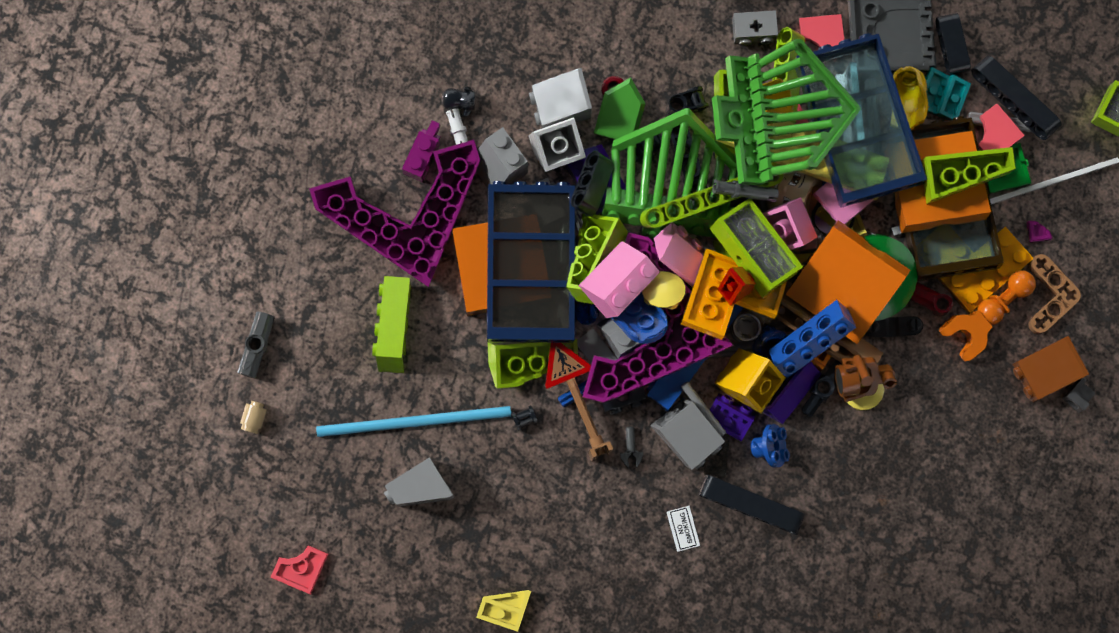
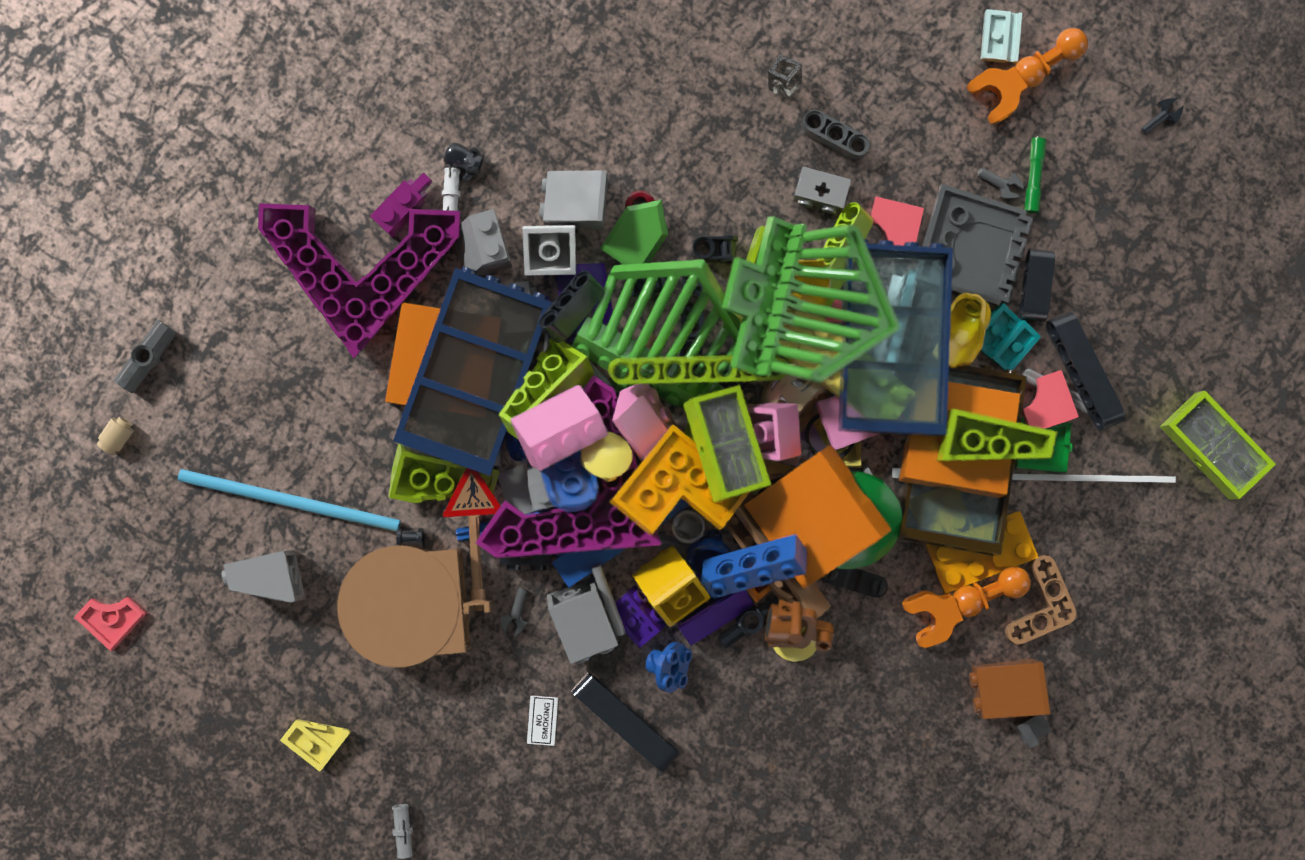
camera: 20 degrees right, 5 degrees up
(392, 324) = (301, 385): lime wedge -> none
(541, 469) = (405, 605): none -> medium nougat brick
(736, 285) = (688, 479): red slope -> none
(737, 190) = (737, 377): dark grey pin -> none
(927, 298) = (904, 561): dark red piece -> none
(1037, 232) = (1054, 529): magenta tile -> none

